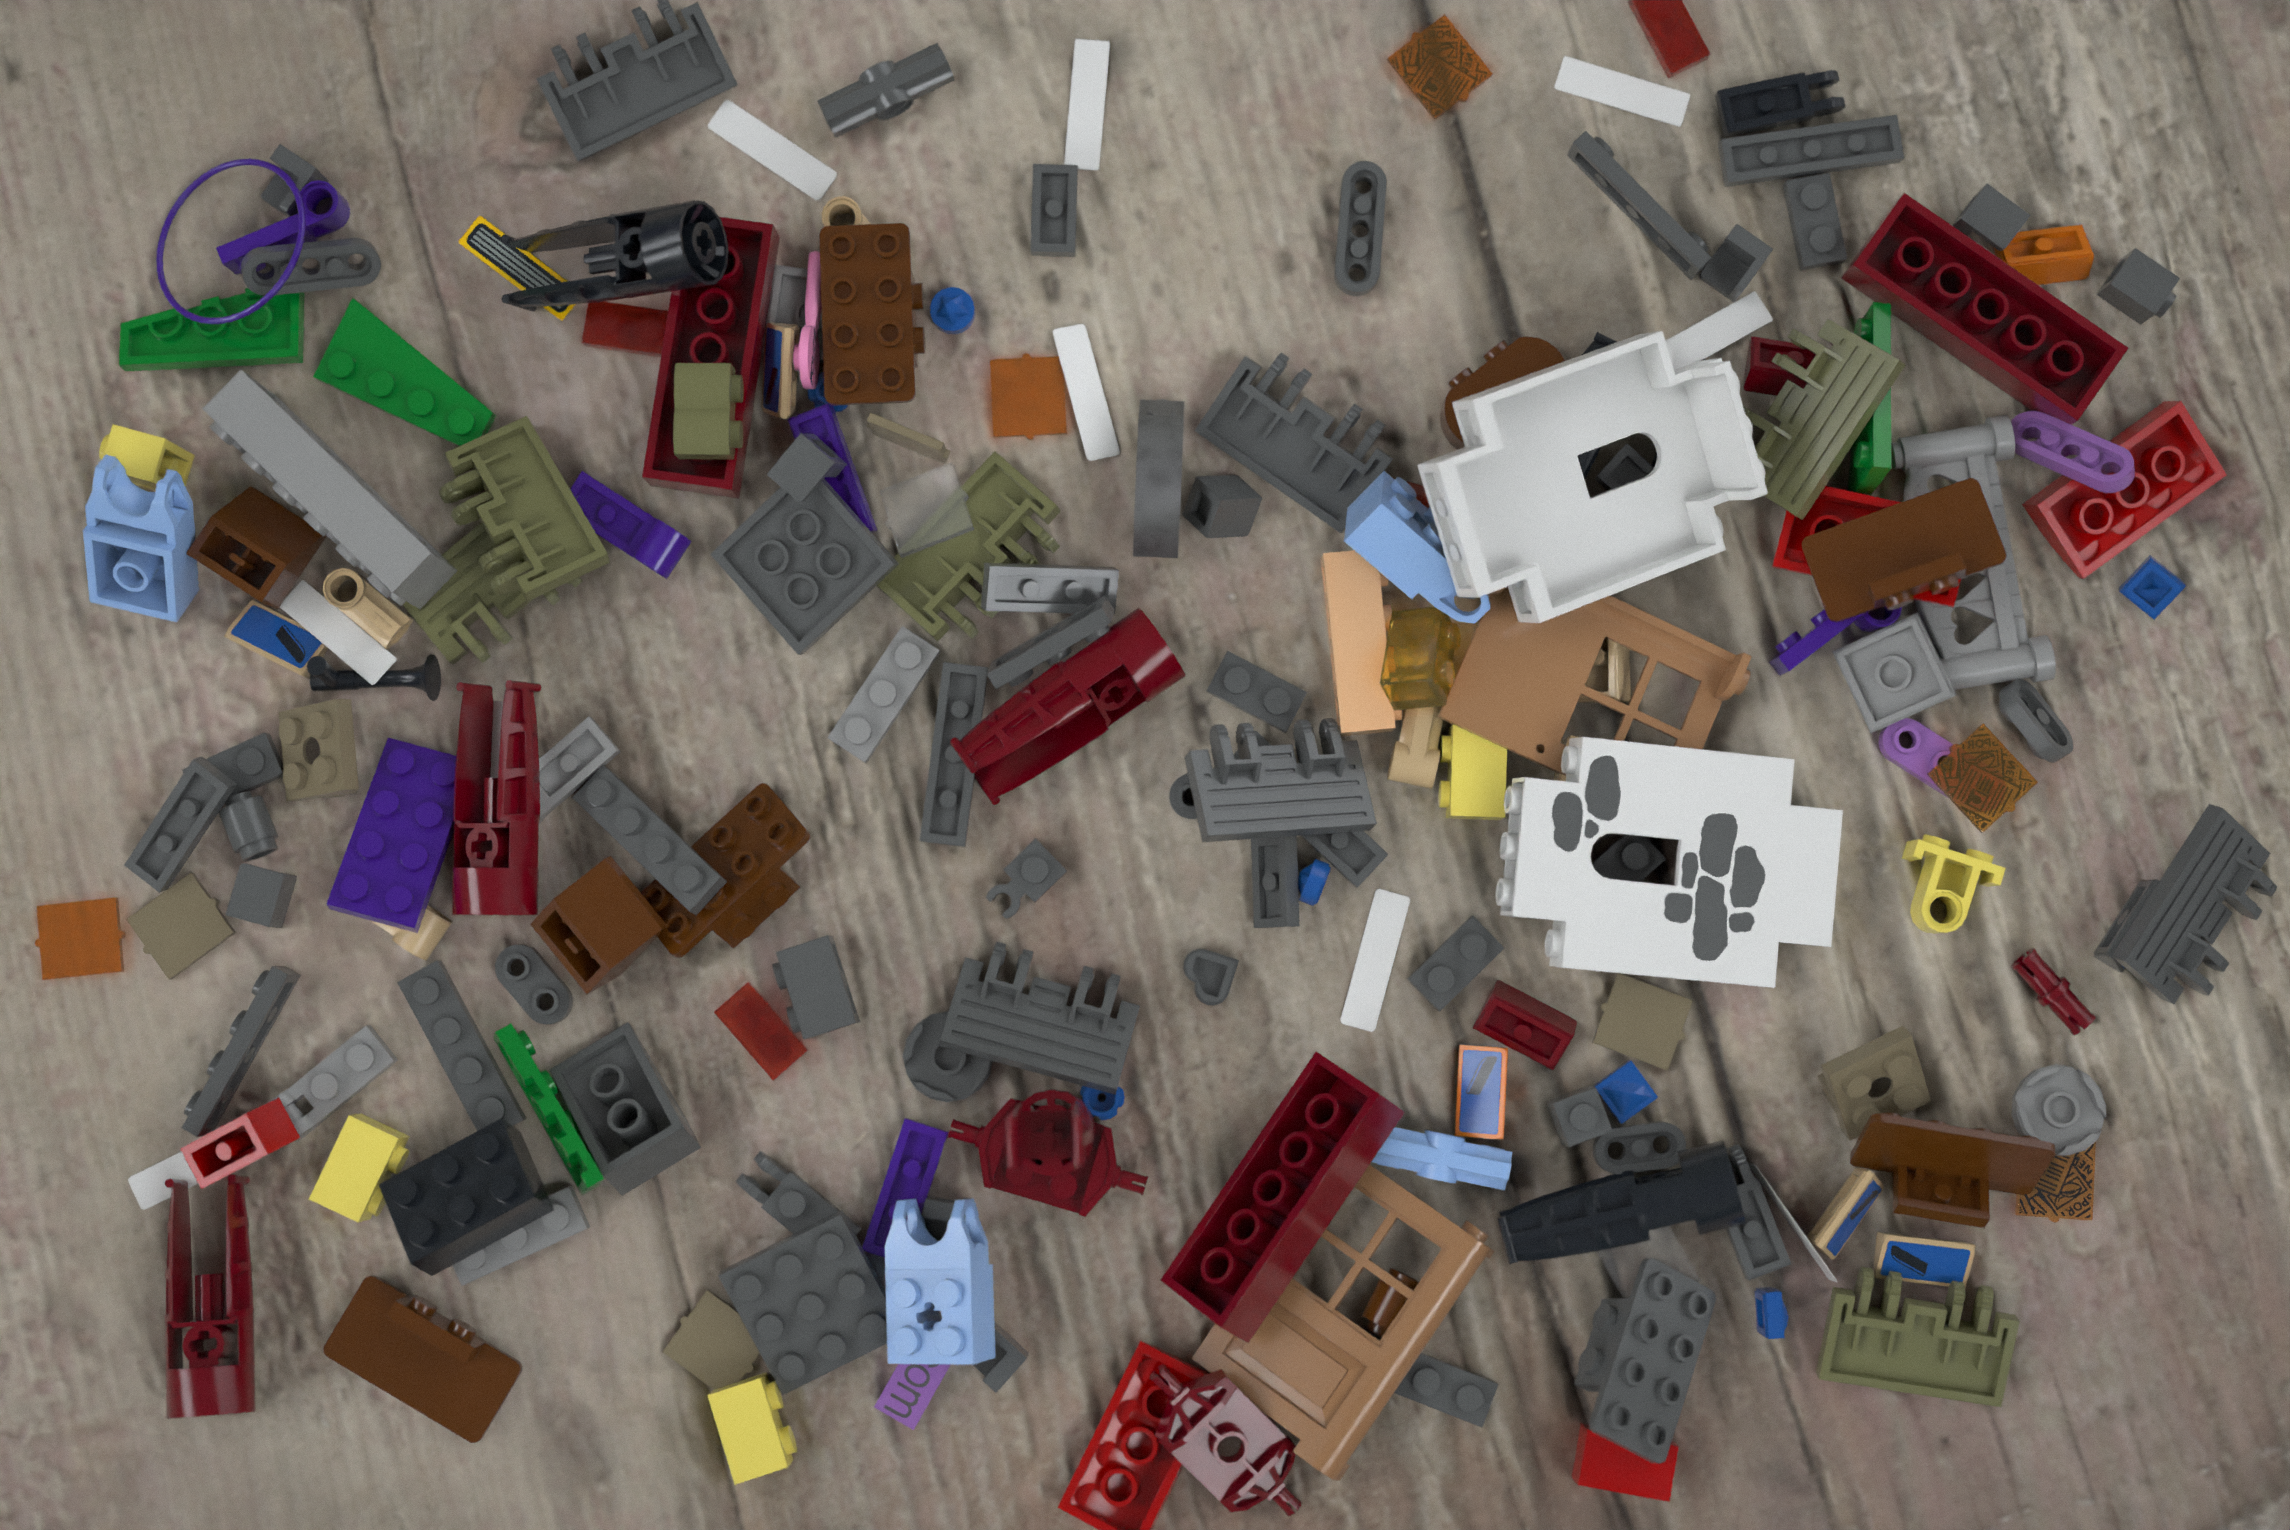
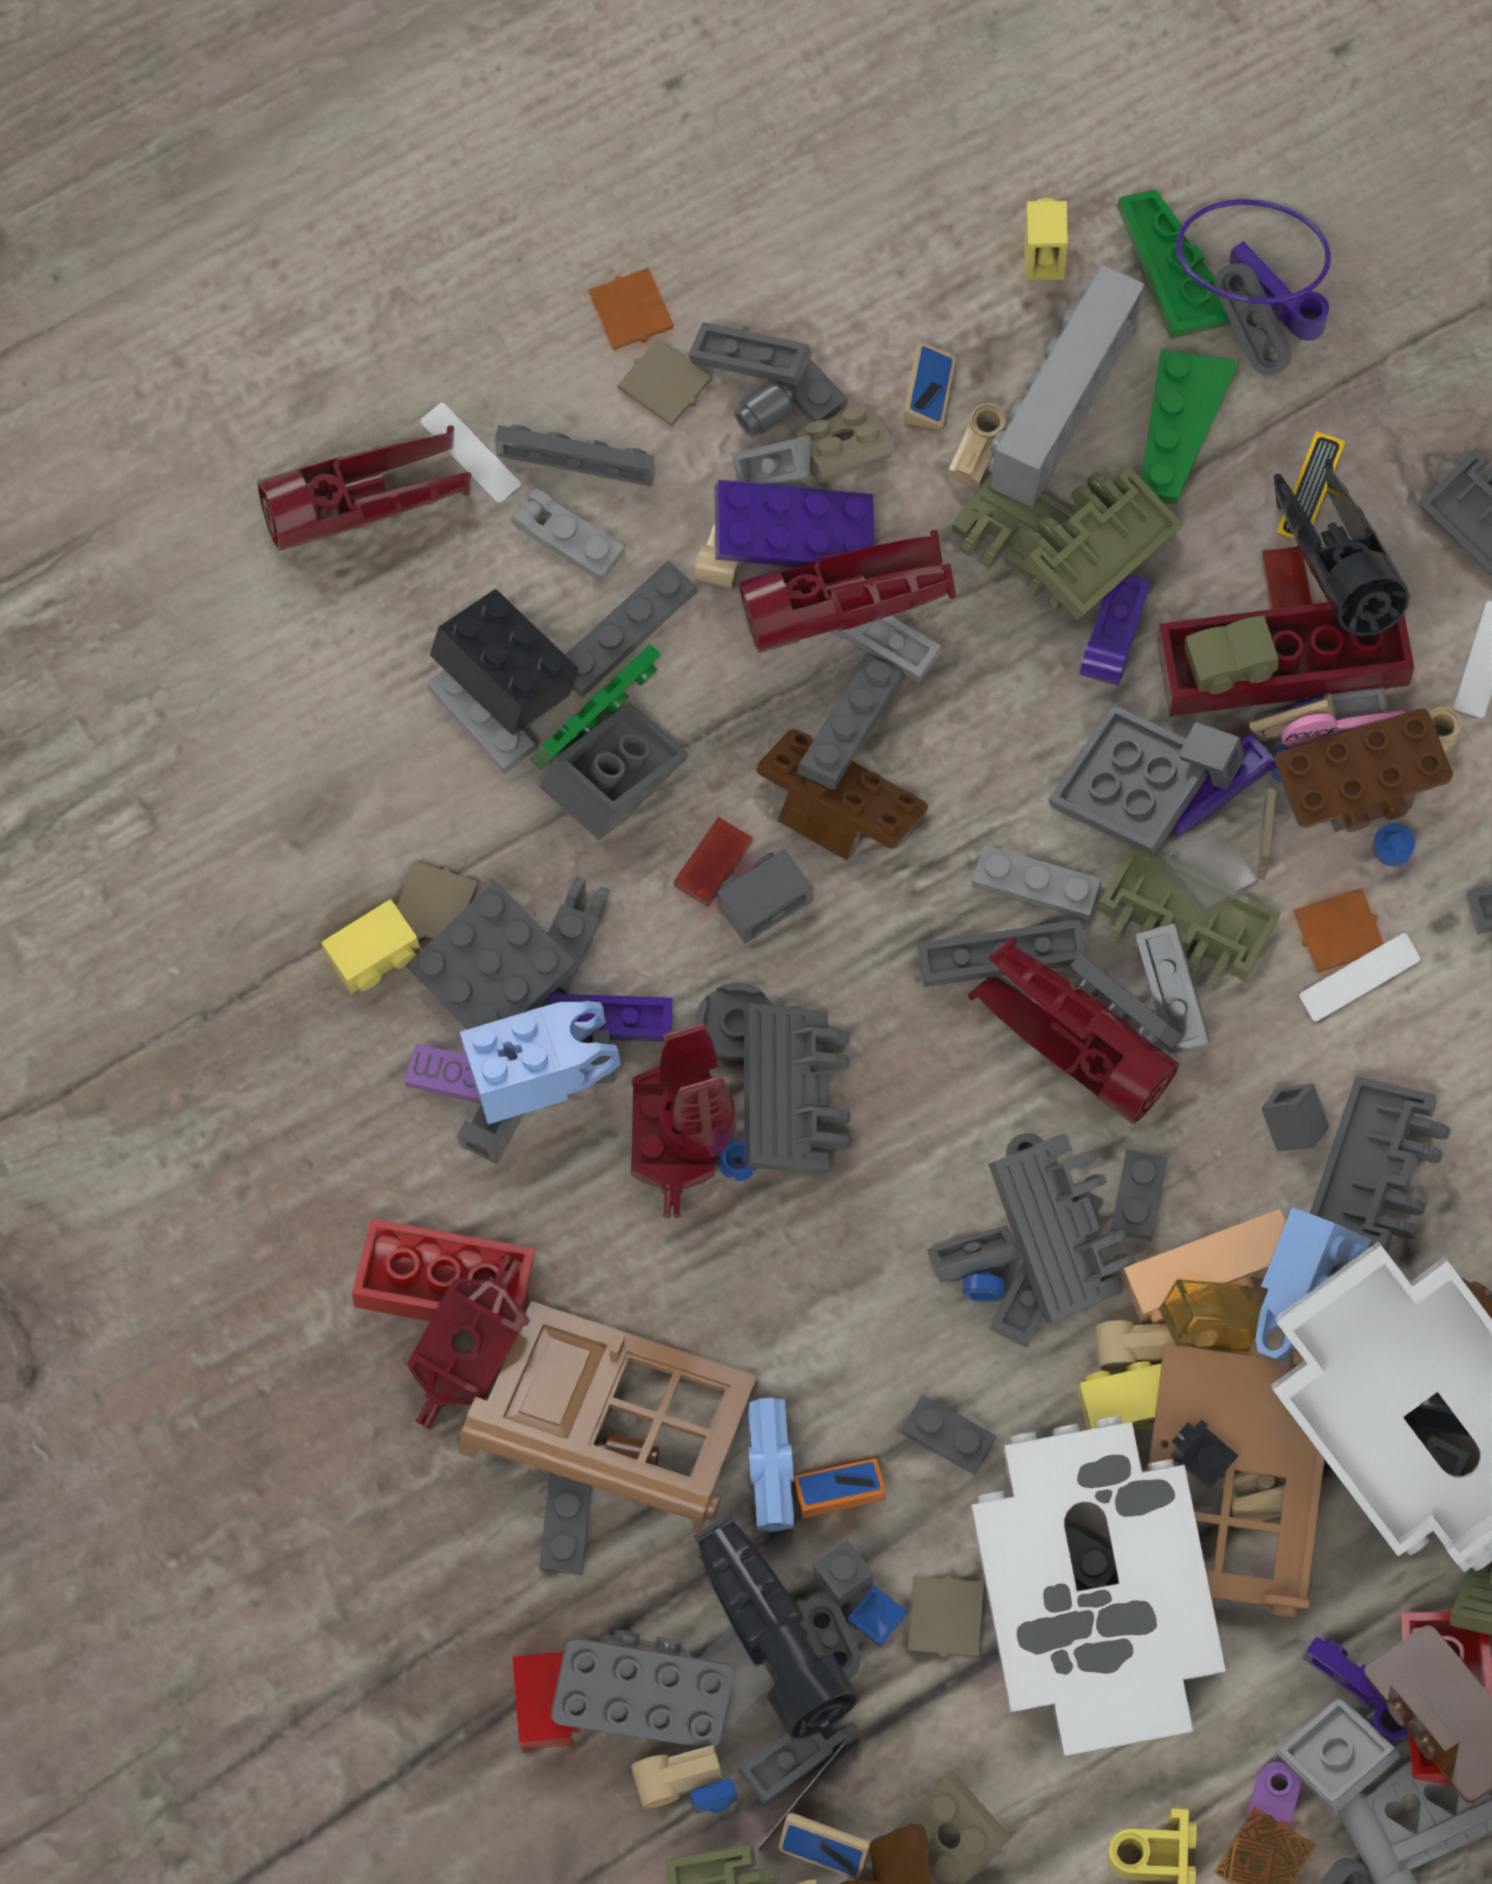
camera: 75 degrees right, 15 degrees down
(140, 543) = (974, 253): light blue brick -> none
(240, 1143) = (499, 473): red brick -> none
(257, 546) = (1001, 345): reddish brown slope -> none
(261, 896) = (709, 434): dark grey panel -> none
(301, 172) = (1330, 287): dark grey panel -> none
(319, 835) = (774, 462): none -> light grey slope
(338, 632) = (949, 430): white sticker -> none
(359, 1161) = (512, 570): light yellow brick -> none
(423, 1358) = (357, 671): reddish brown bracket -> none
(424, 677) = (933, 508): black piece -> none
(533, 983) = (700, 668): dark grey plate -> none
(599, 925) = (764, 700): reddish brown slope -> none
(1031, 874) = (916, 1048): dark grey plate -> none
(1158, 478) = (1299, 1049): flat silver arch -> none
(1211, 975) = (874, 1225): dark grey tile -> none
(1281, 1197) = (696, 1327): dark red brick -> none
(1375, 960) = (930, 1365): white sticker -> none
(1525, 1024) = (912, 1511): dark red slope -> none
(1564, 713) = (1202, 1453): none -> black bracket
(1737, 1359) = (664, 1778): none -> tan piece

